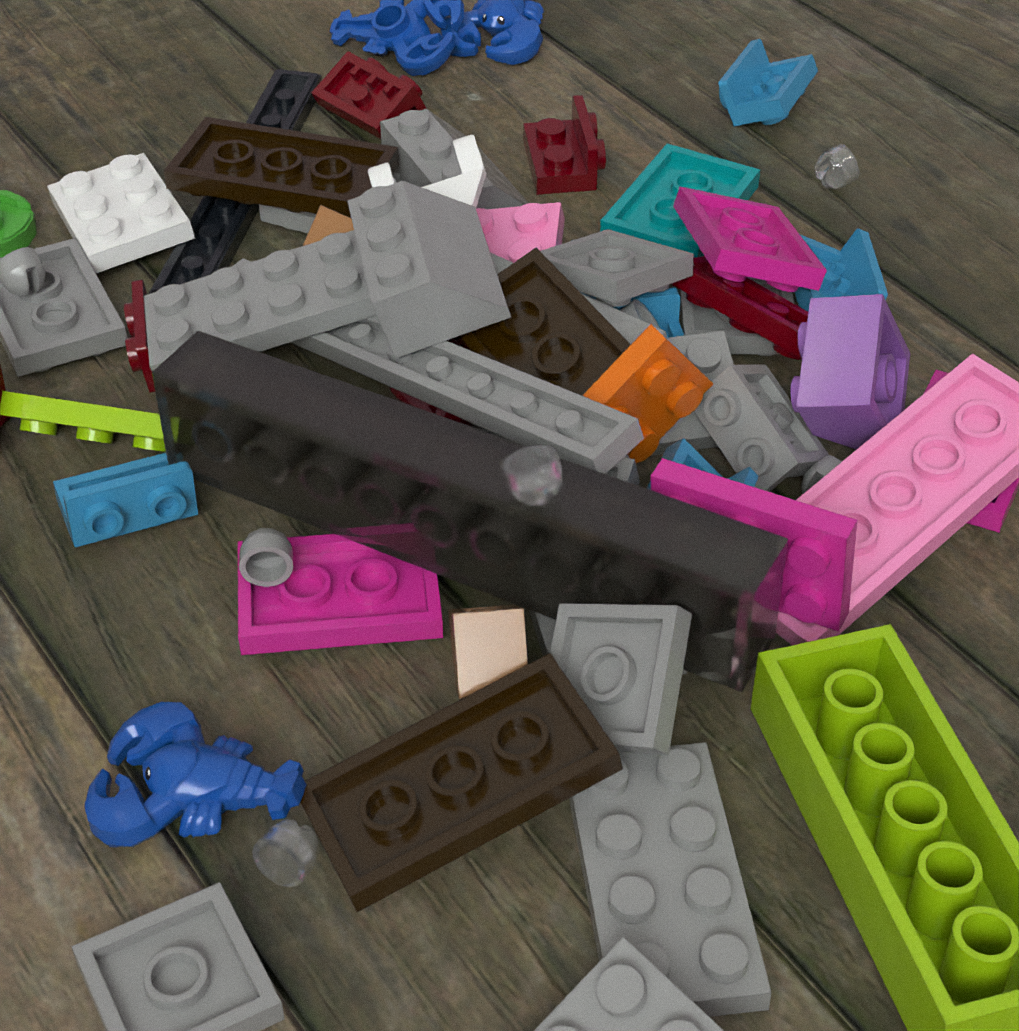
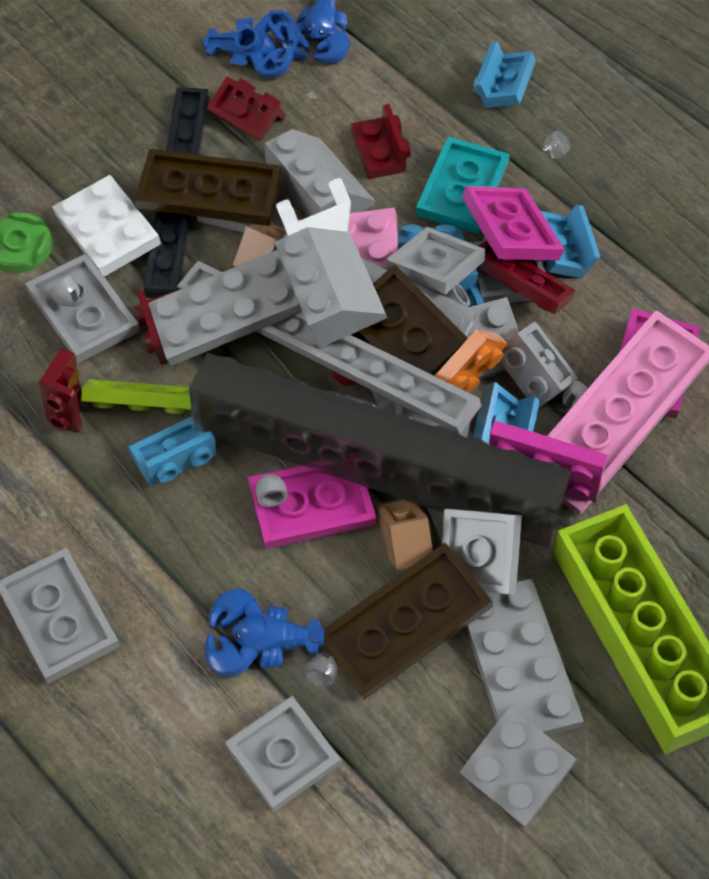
camera: 10 degrees left, 15 degrees up
(534, 474) = (432, 443): clear hinge -> none
(850, 368) = (586, 326): medium lavender slope -> none

